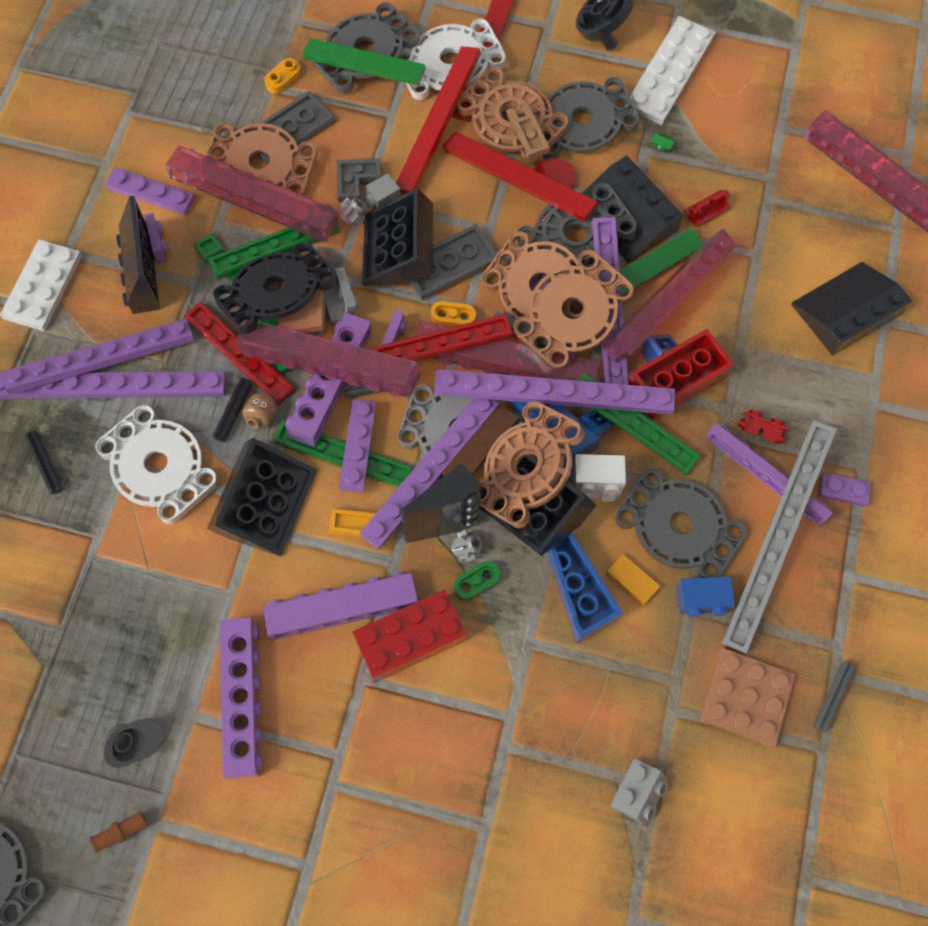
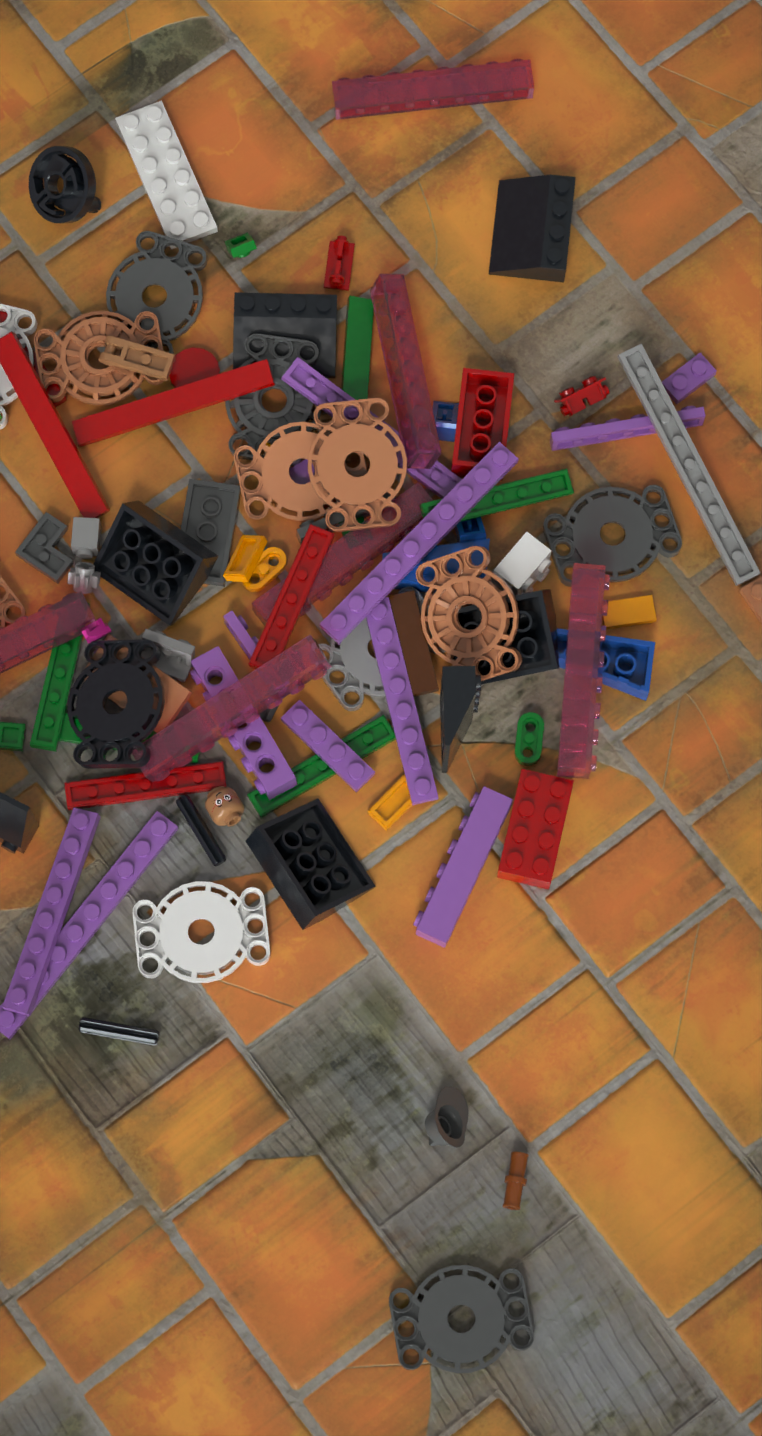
camera: 50 degrees left, 5 degrees up
(230, 634) = (531, 1049): medium lavender brick -> none
(317, 240) = (95, 630): none -> dark pink slope
(449, 295) = (245, 558): none -> light orange tile
(466, 545) = (493, 723): light grey gear -> none
(552, 574) = (581, 671): none -> clear pink brick
(705, 596) = (688, 566): blue brick -> none

